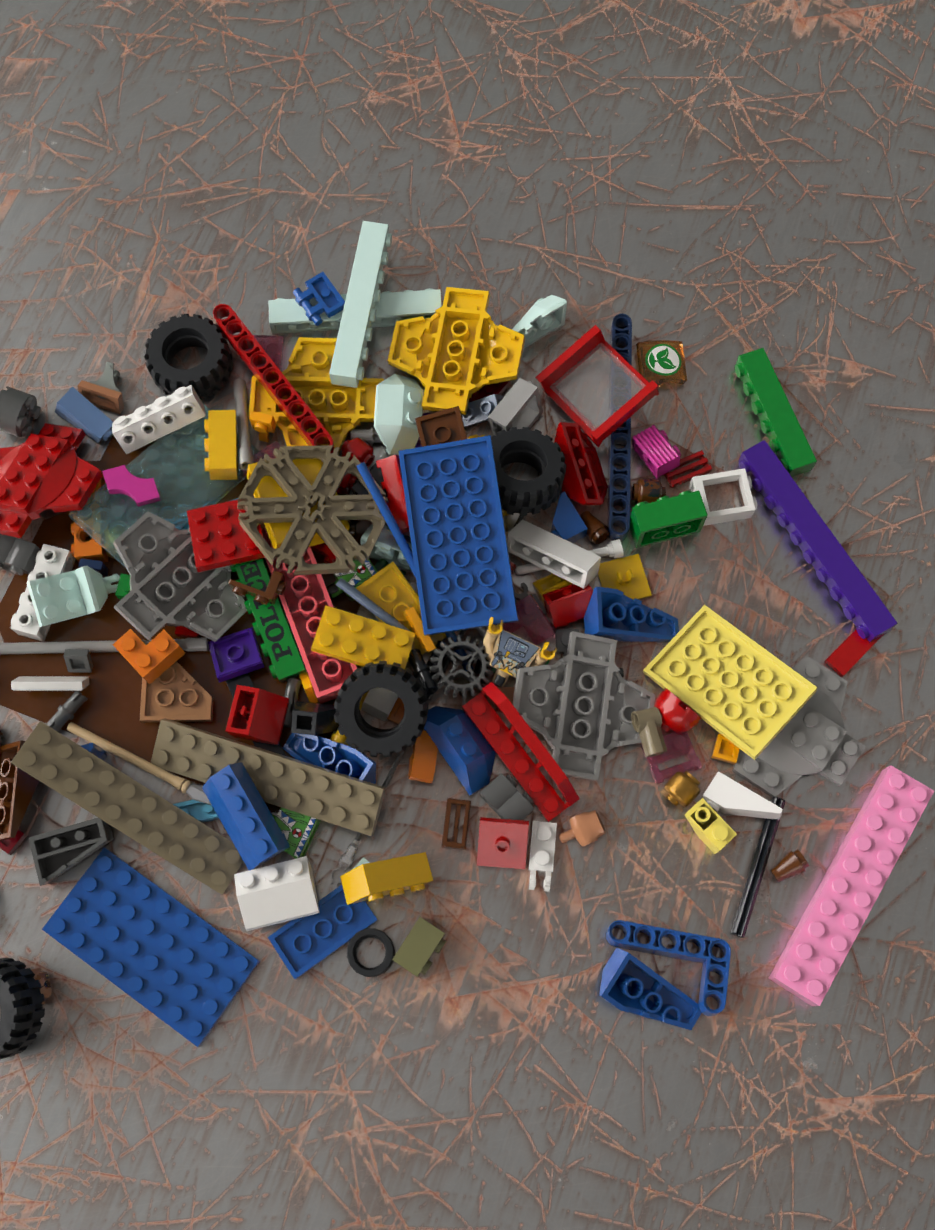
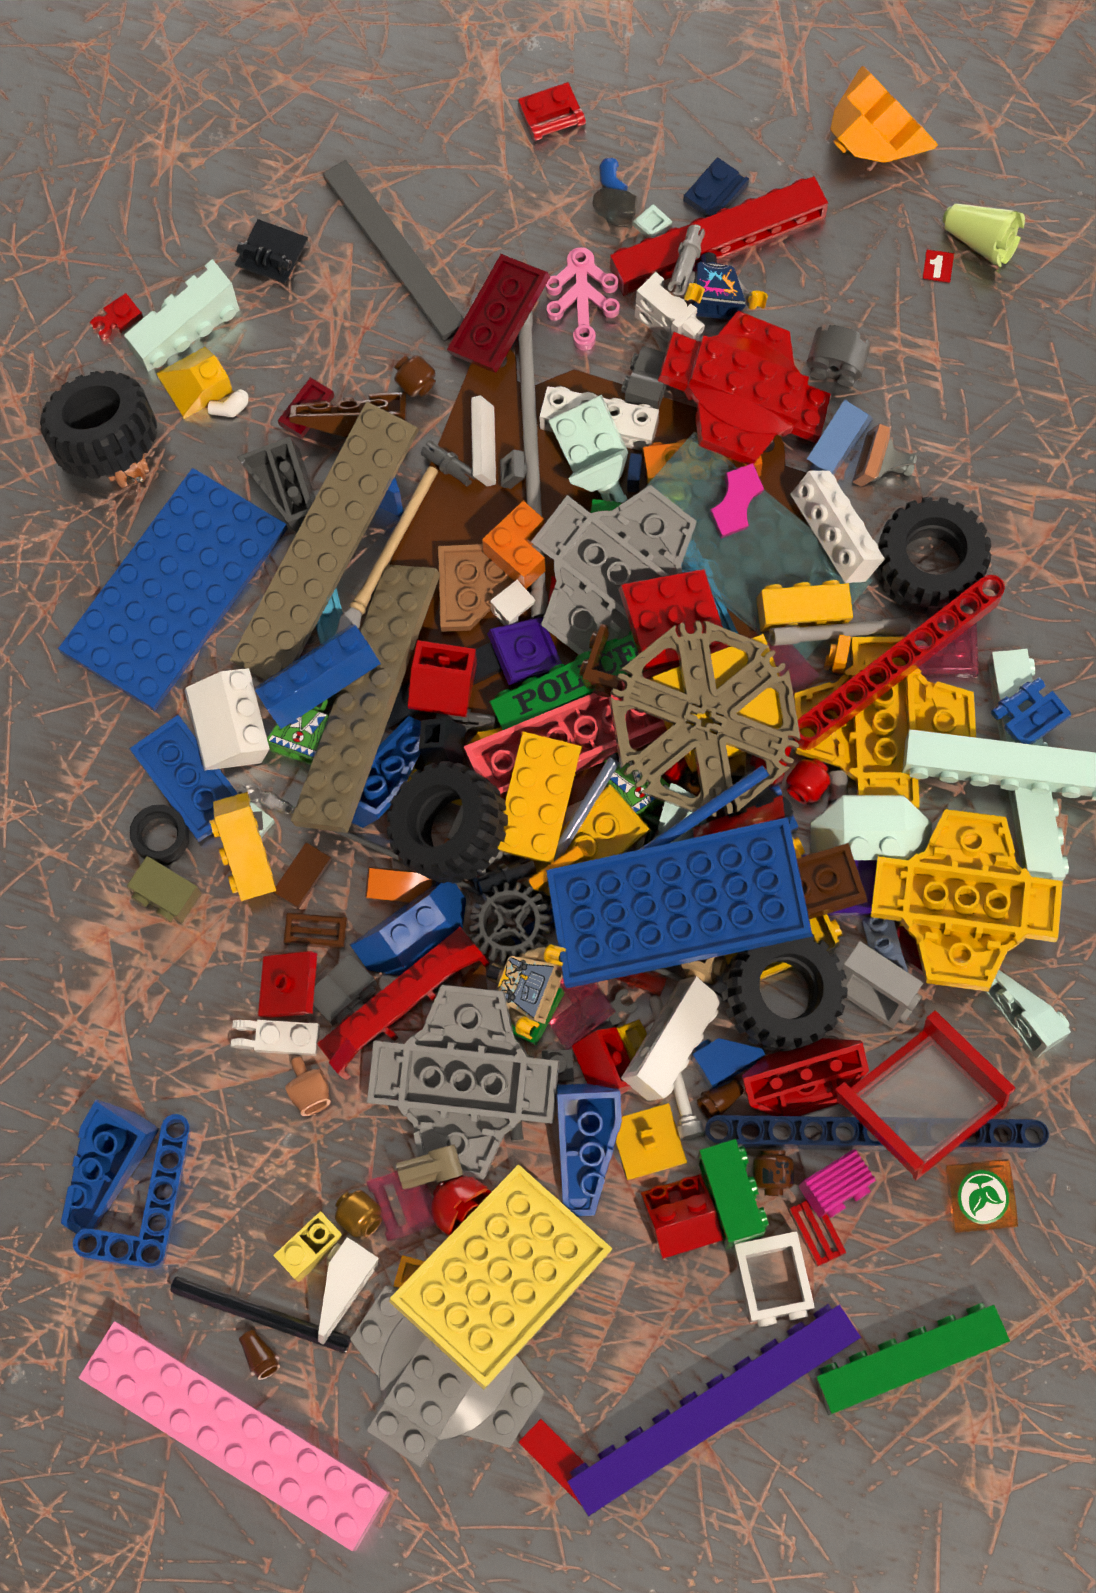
camera: 90 degrees right, 0 degrees up
(196, 662) = (511, 603): none -> white panel
(410, 833) = (302, 875): none -> reddish brown tile
(679, 556) = (682, 1216): none -> red slope

